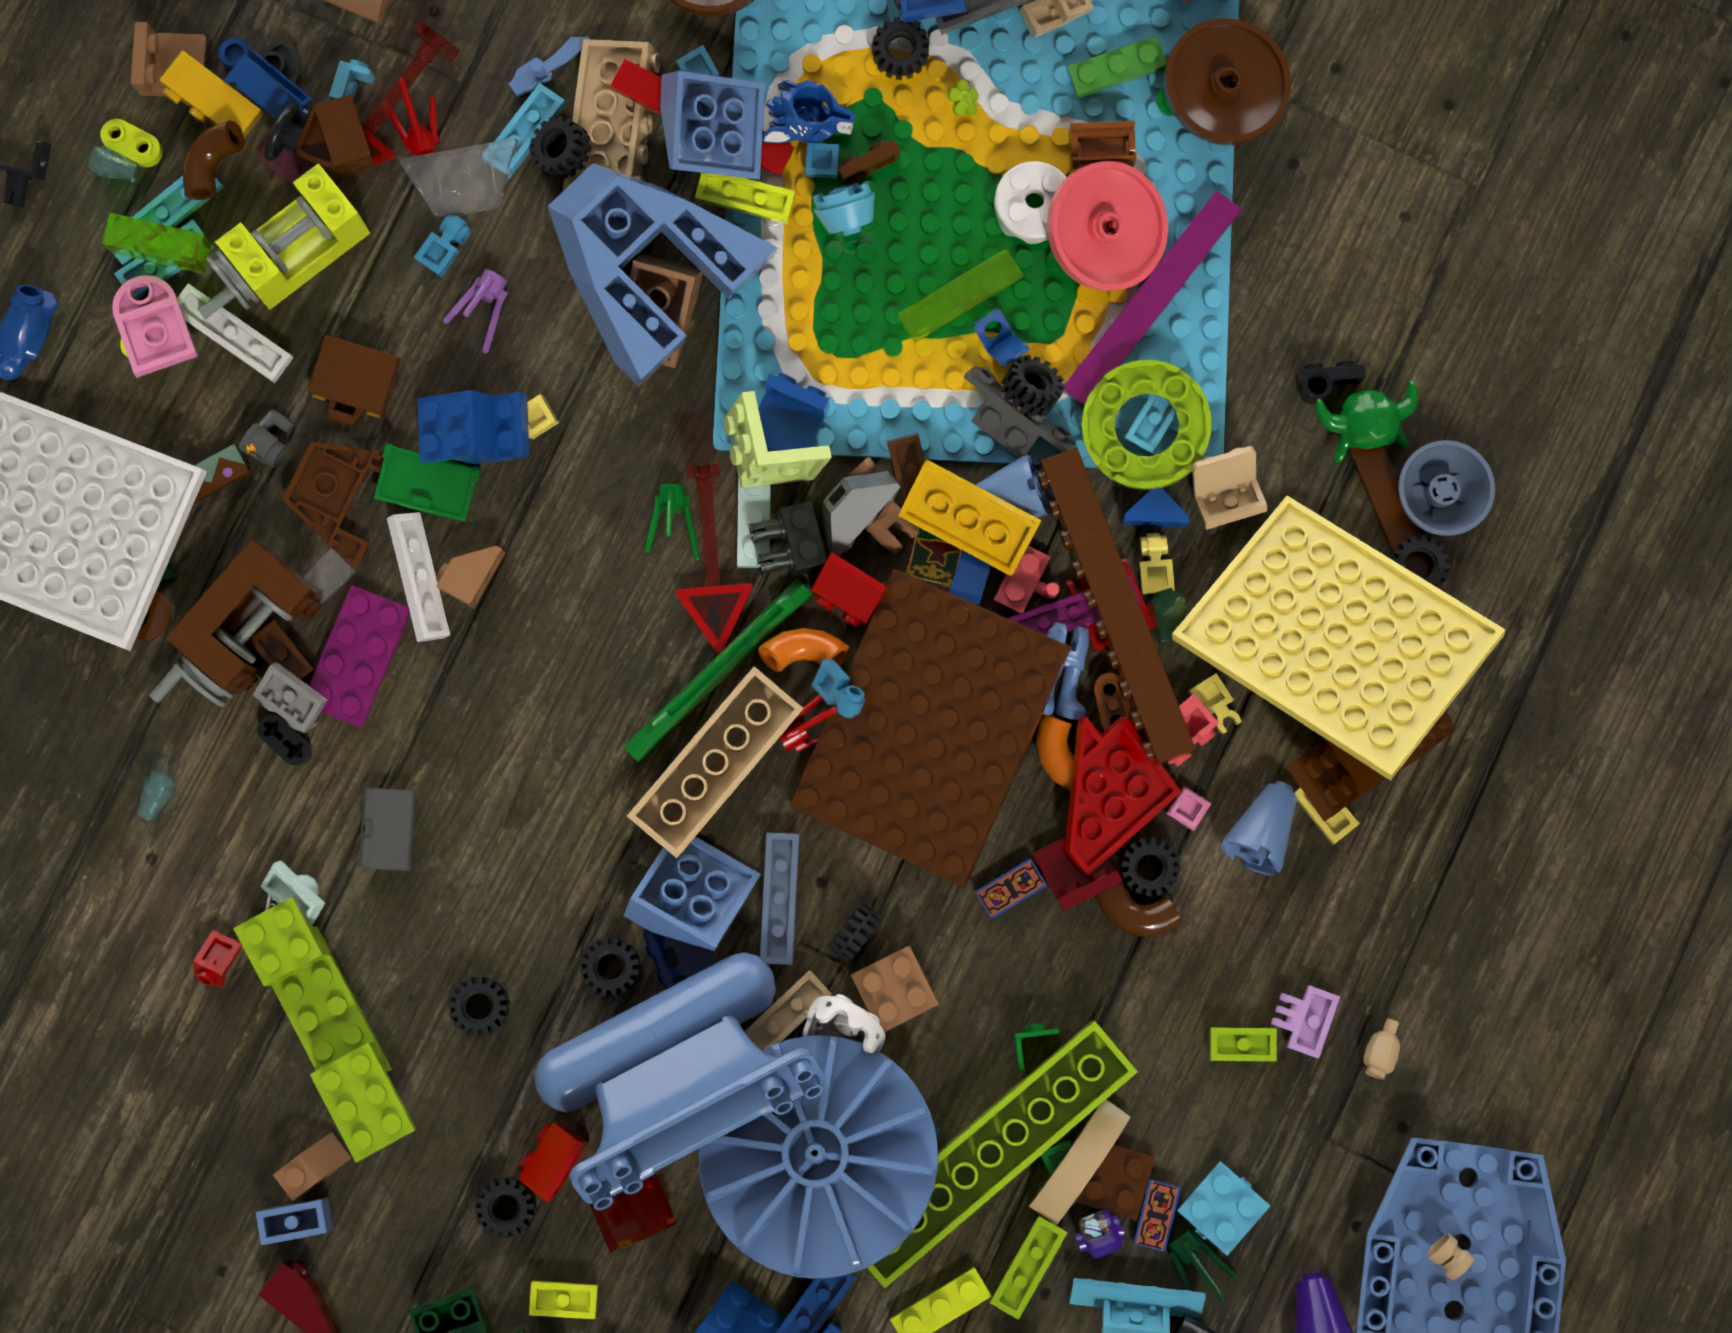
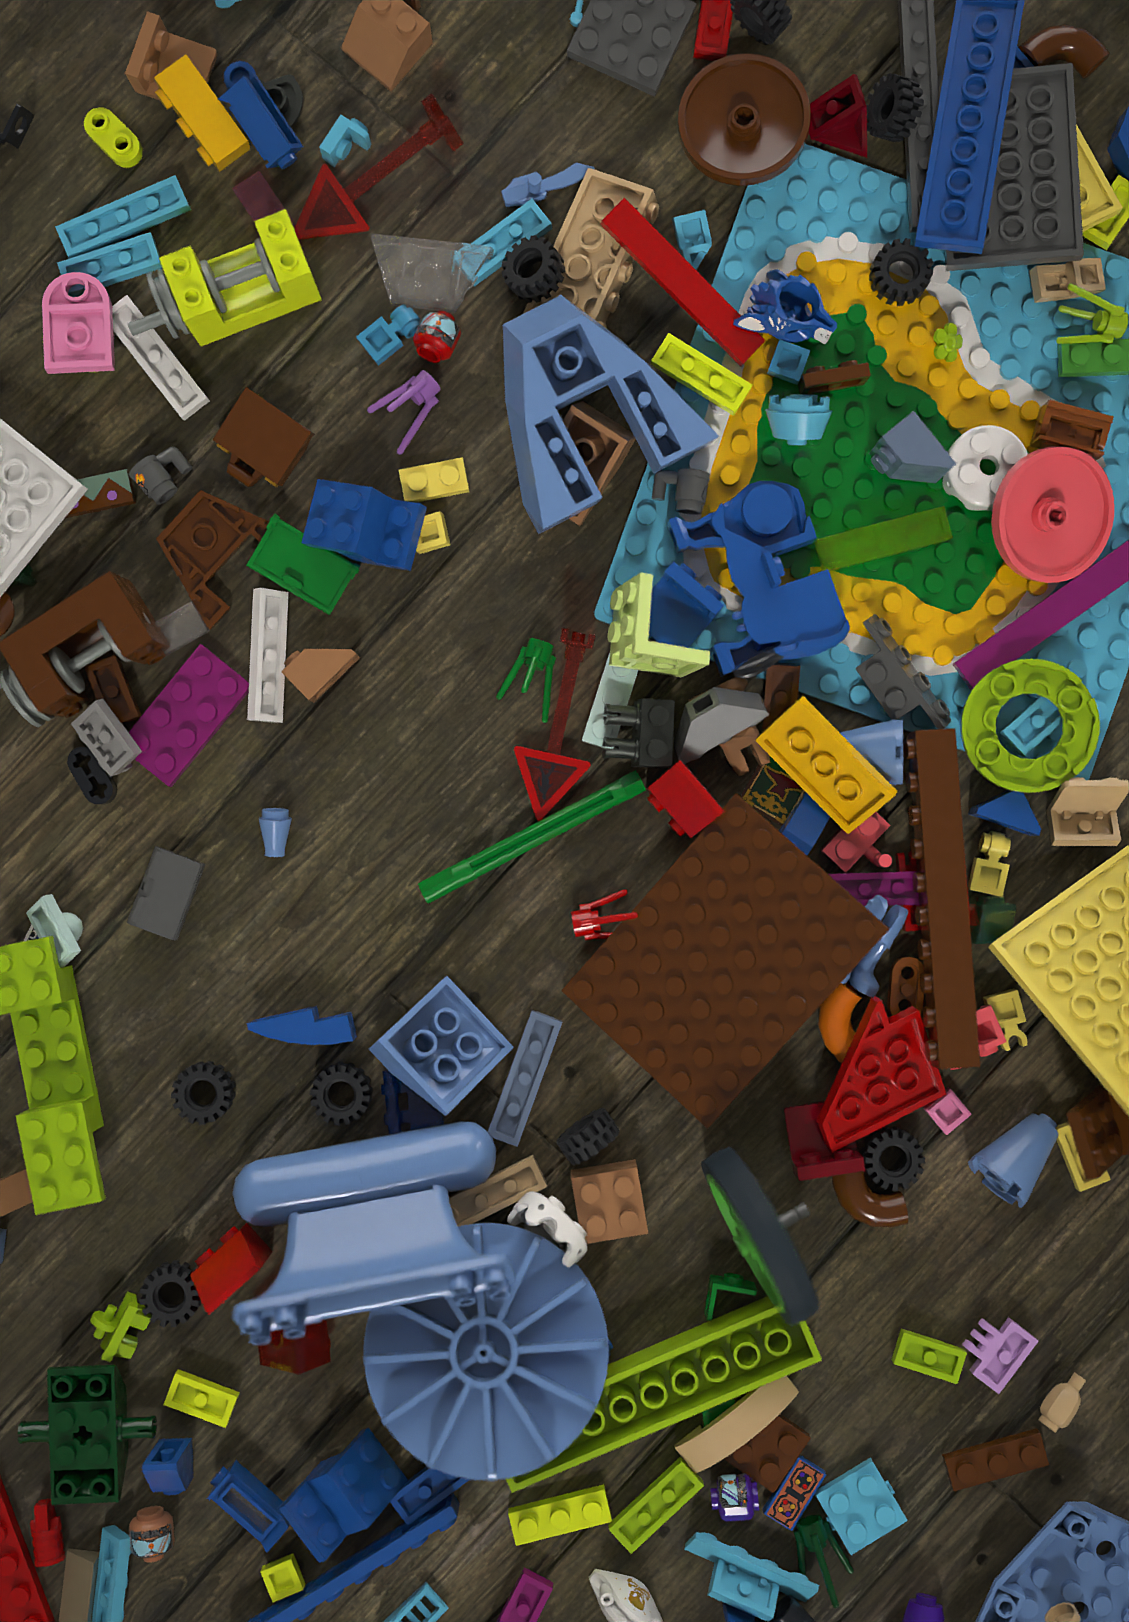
camera: 15 degrees right, 5 degrees up
(110, 164) = (85, 152): clear light blue cone -> none
(157, 243) = (104, 243): clear neon green brick -> none
(205, 156) = (178, 171): reddish brown cylinder -> none
(329, 138) = (304, 187): reddish brown piece -> none
(420, 139) = (397, 219): red plant -> none
(464, 1268) = (116, 1340): none -> lime hips
(473, 737) = (275, 829): none -> medium blue cone
(488, 234) = (436, 336): none -> head
(526, 367) = (434, 480): none -> light yellow plate
(558, 913) = (306, 1027): none -> blue slope
(713, 124) = (692, 290): medium blue slope -> none
(715, 762) = (501, 929): tan slope -> none
(767, 305) = (690, 489): none -> dark grey piece
(802, 645) = (624, 839): orange cylinder -> none
(832, 686) = (639, 888): dark azure plate -> none
(886, 398) = (780, 620): none -> blue animal
(958, 209) = (911, 453): none -> sand blue slope
(1003, 347) = (910, 604): blue bracket -> none
(1010, 888) = (752, 1134): tile -> none
(1033, 372) = (928, 652): black tyre -> none
(1039, 963) = (762, 1235): none -> black wheel
(1105, 37) = (1108, 323): none -> lime plant
(1337, 1125) = (995, 1459): none -> reddish brown plate

